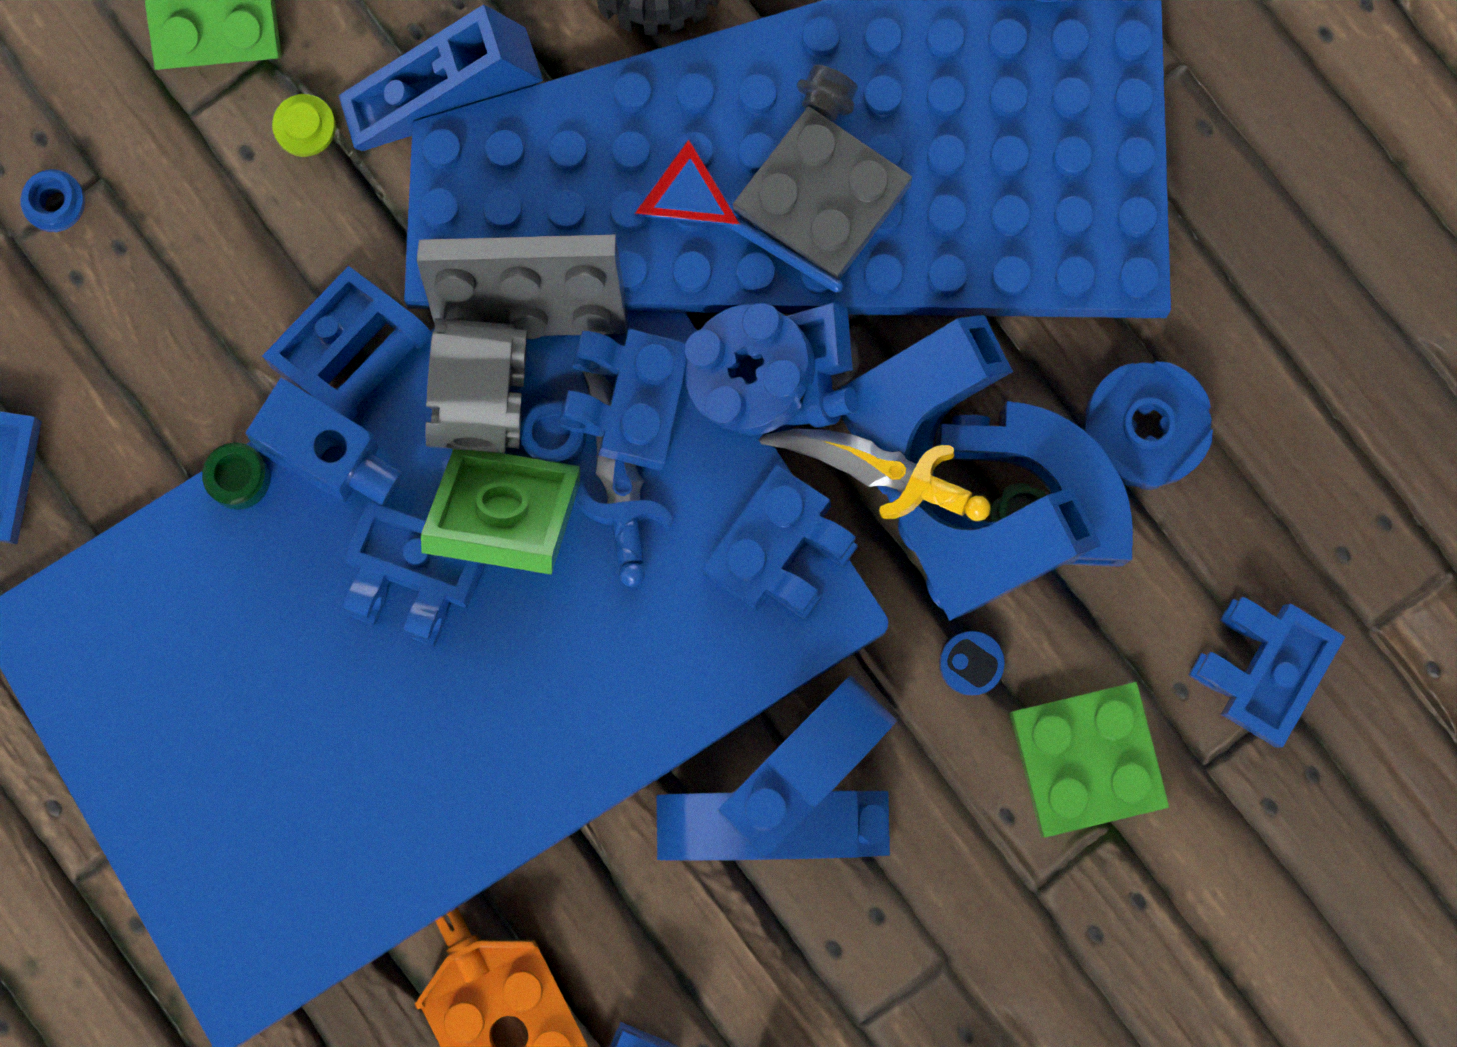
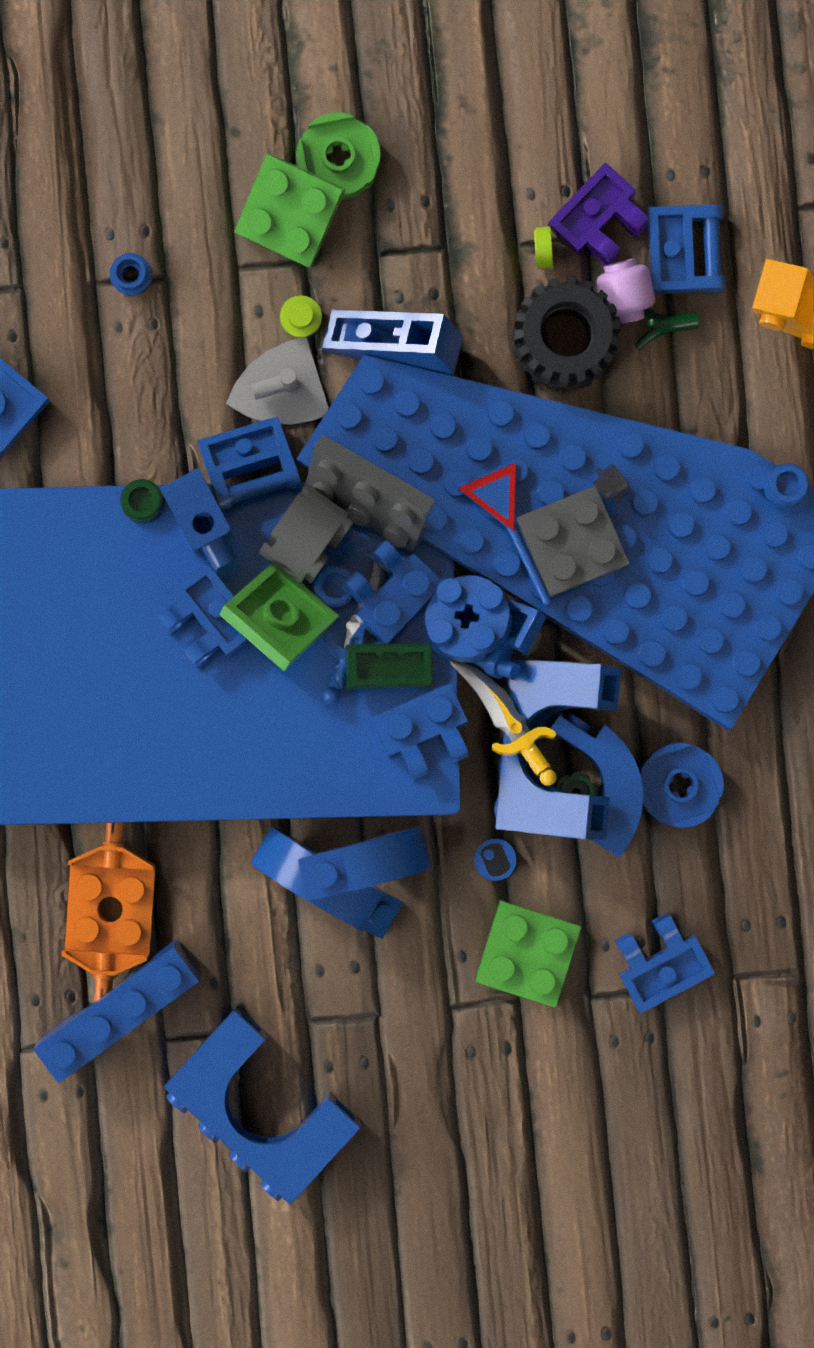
camera: 30 degrees right, 5 degrees up
(331, 224) = (281, 385): none -> light grey shield
(684, 490) = (389, 666): none -> dark green plate

